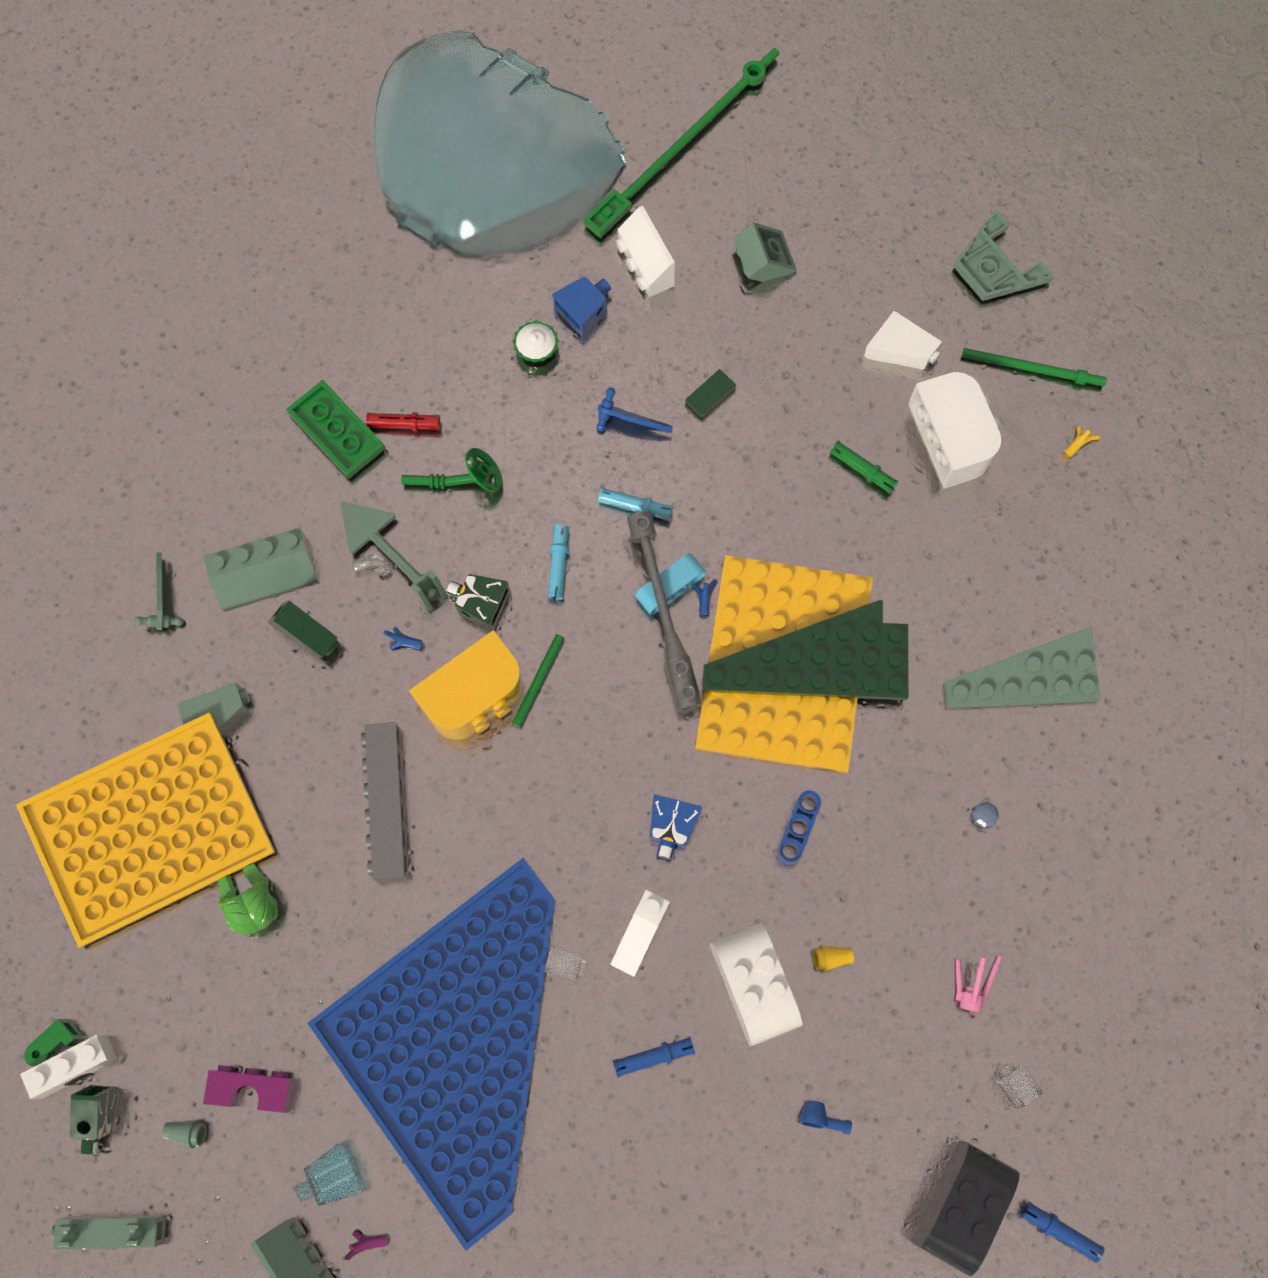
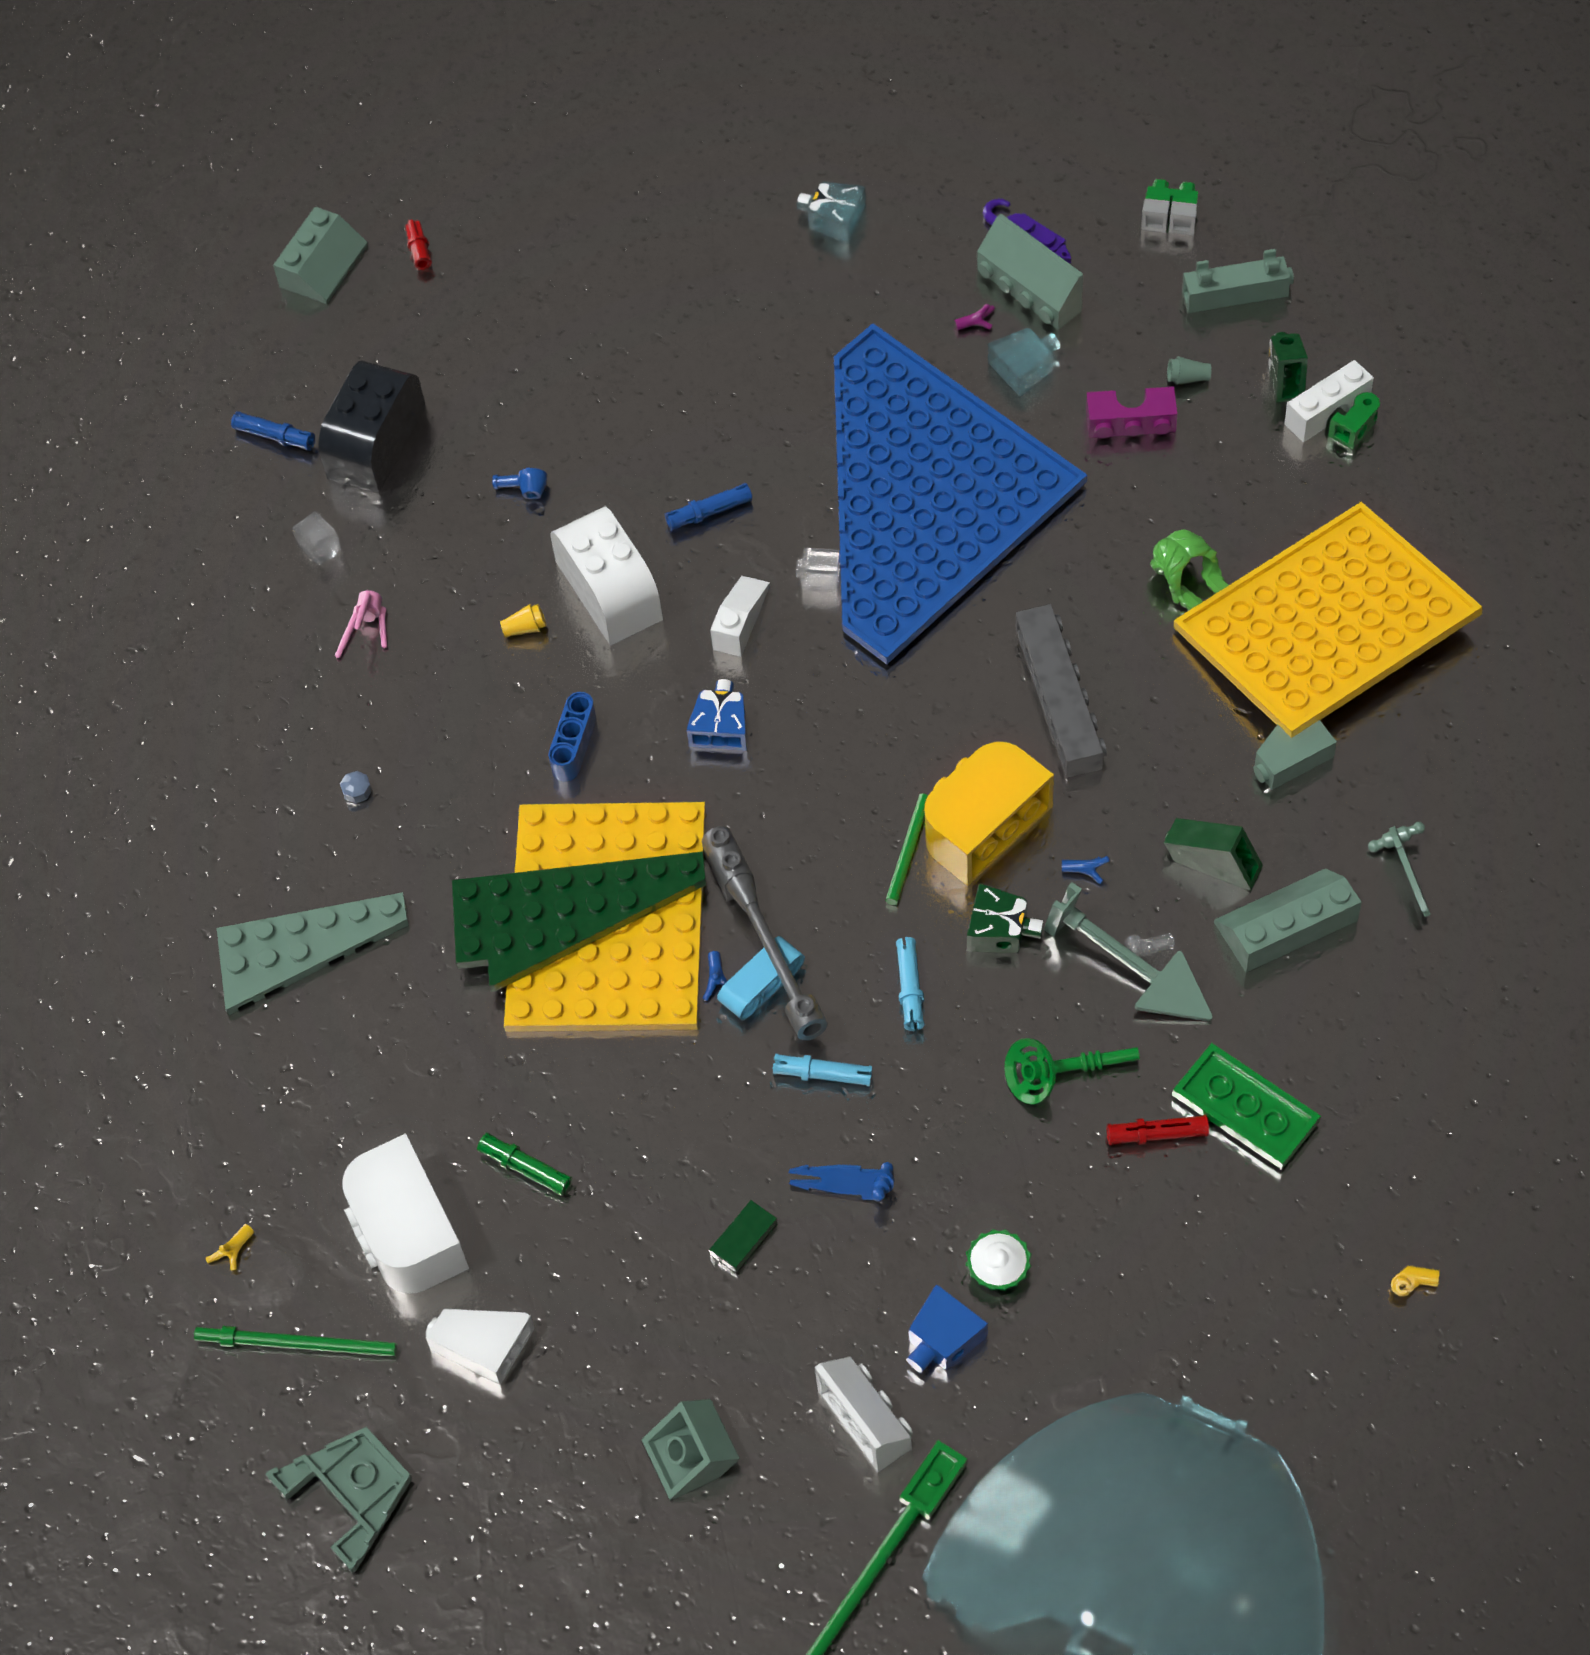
camera: 175 degrees right, 15 degrees down
(259, 297) = (1412, 1277): none -> yellow arm

